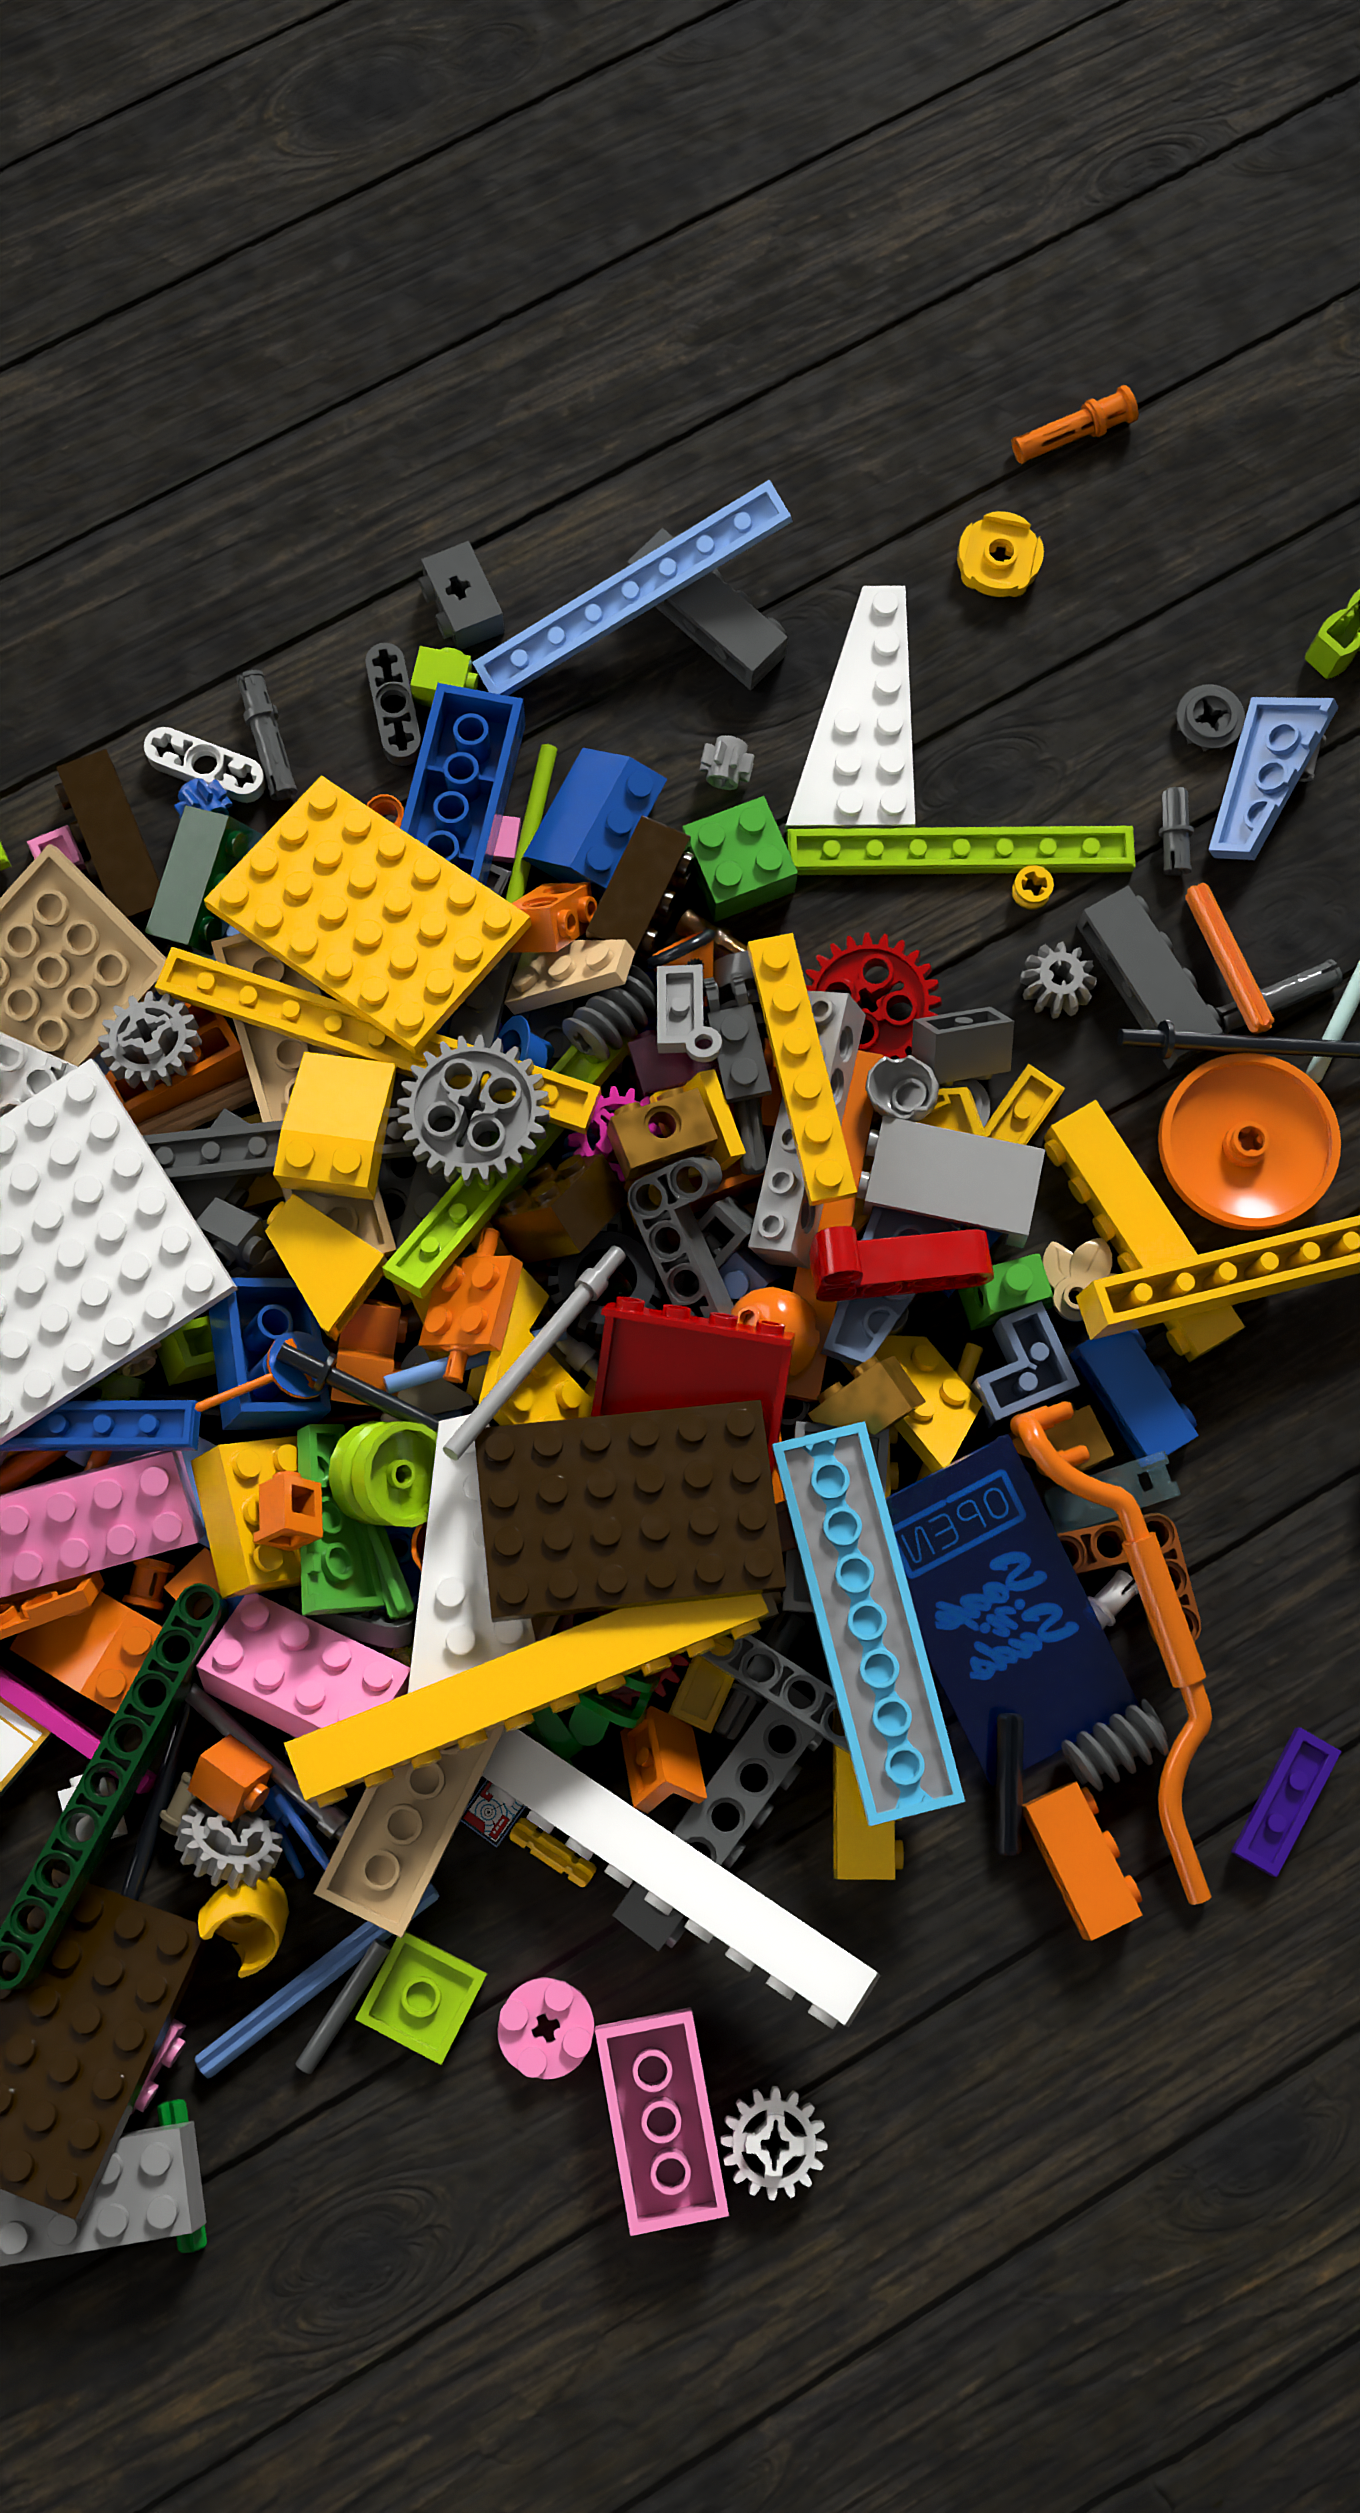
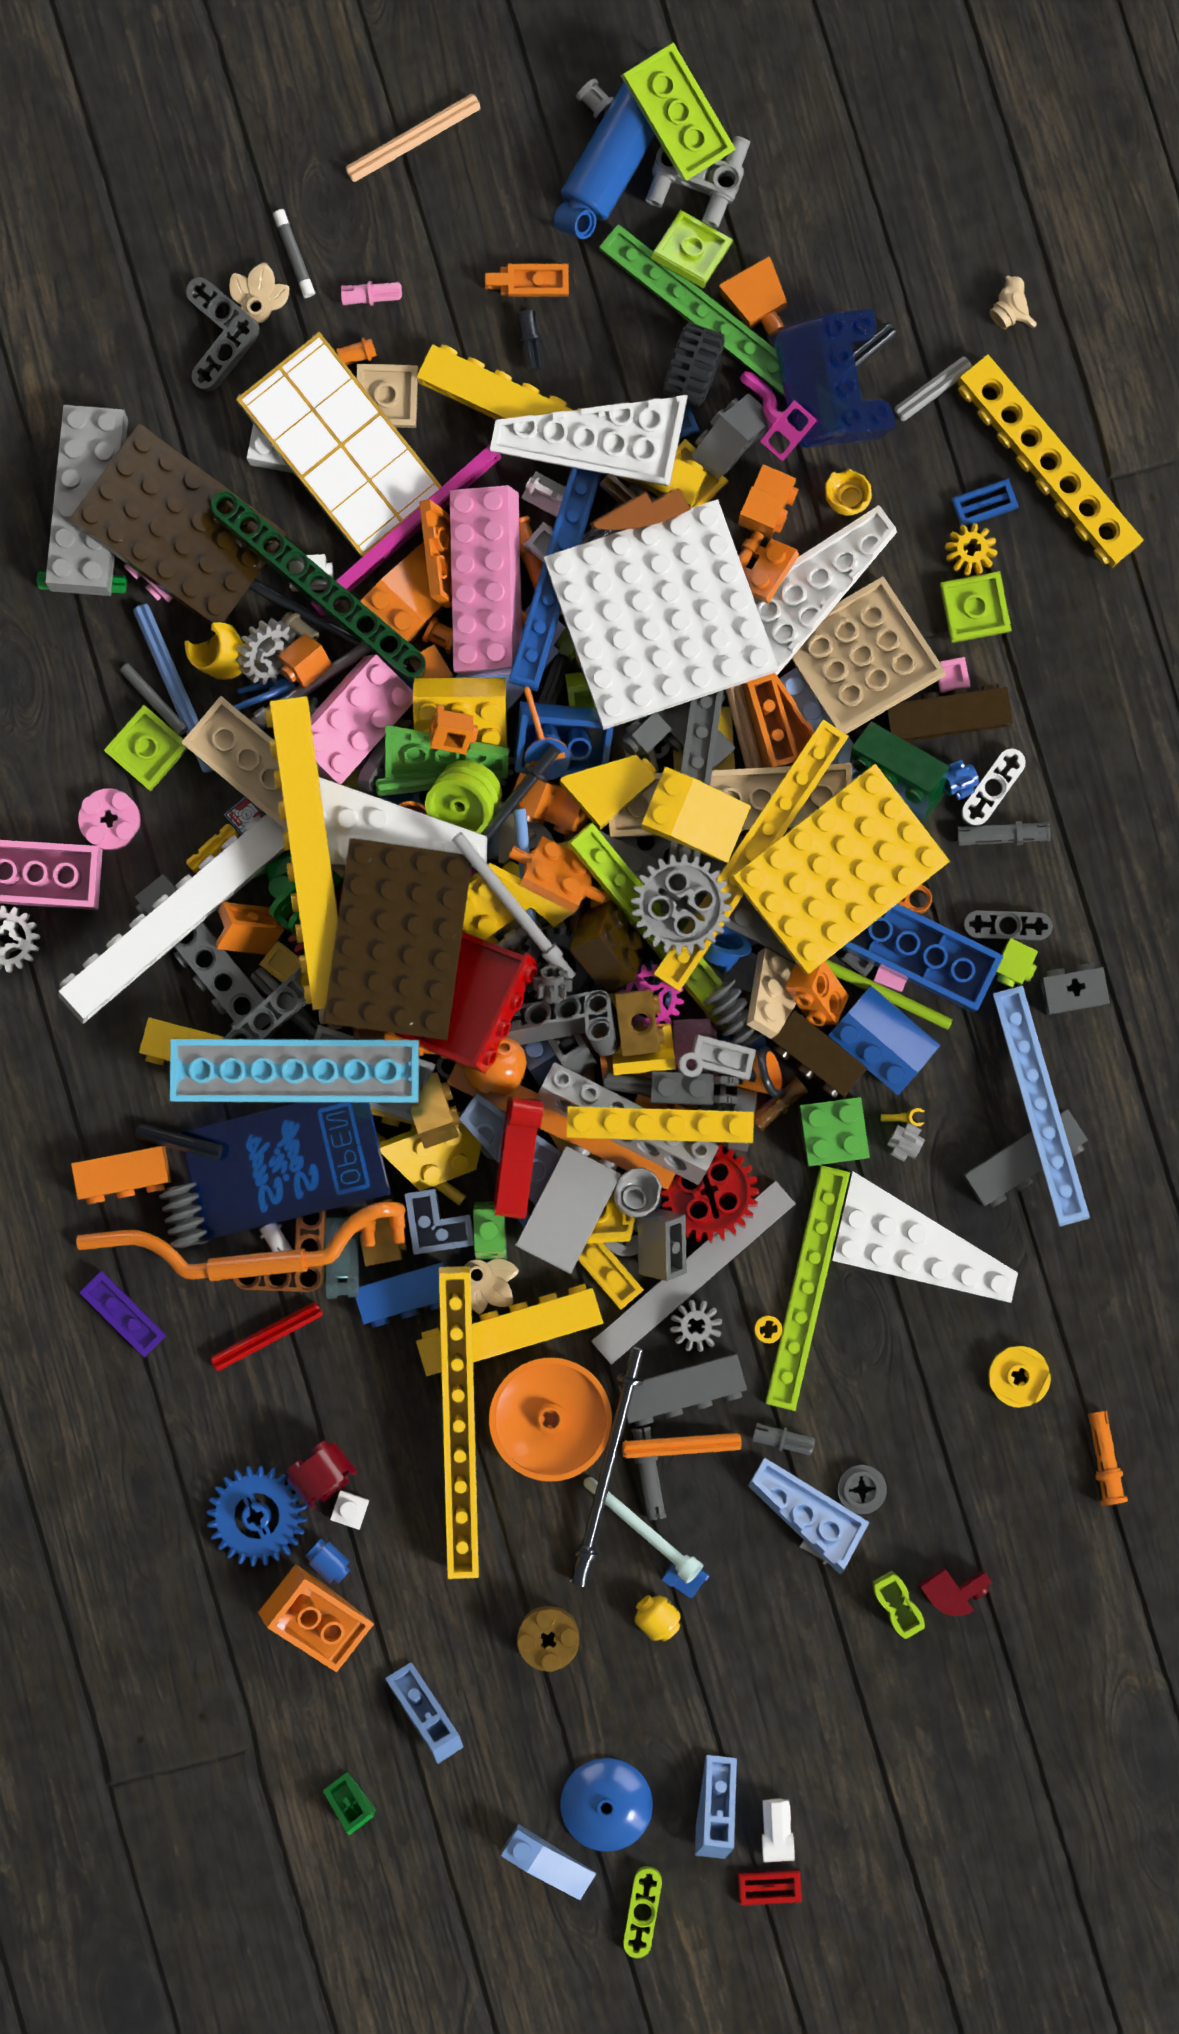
camera: 115 degrees right, 10 degrees up
(129, 1045) = (790, 721): light grey gear -> none
(636, 1269) = (552, 984): none -> dark grey gear
(691, 773) = (903, 1117): none -> yellow hand
(963, 989) = (700, 1268): none -> light grey tile
(1253, 1579) = (266, 1336): none -> red axle
(1313, 566) = (949, 1597): none -> dark red brick

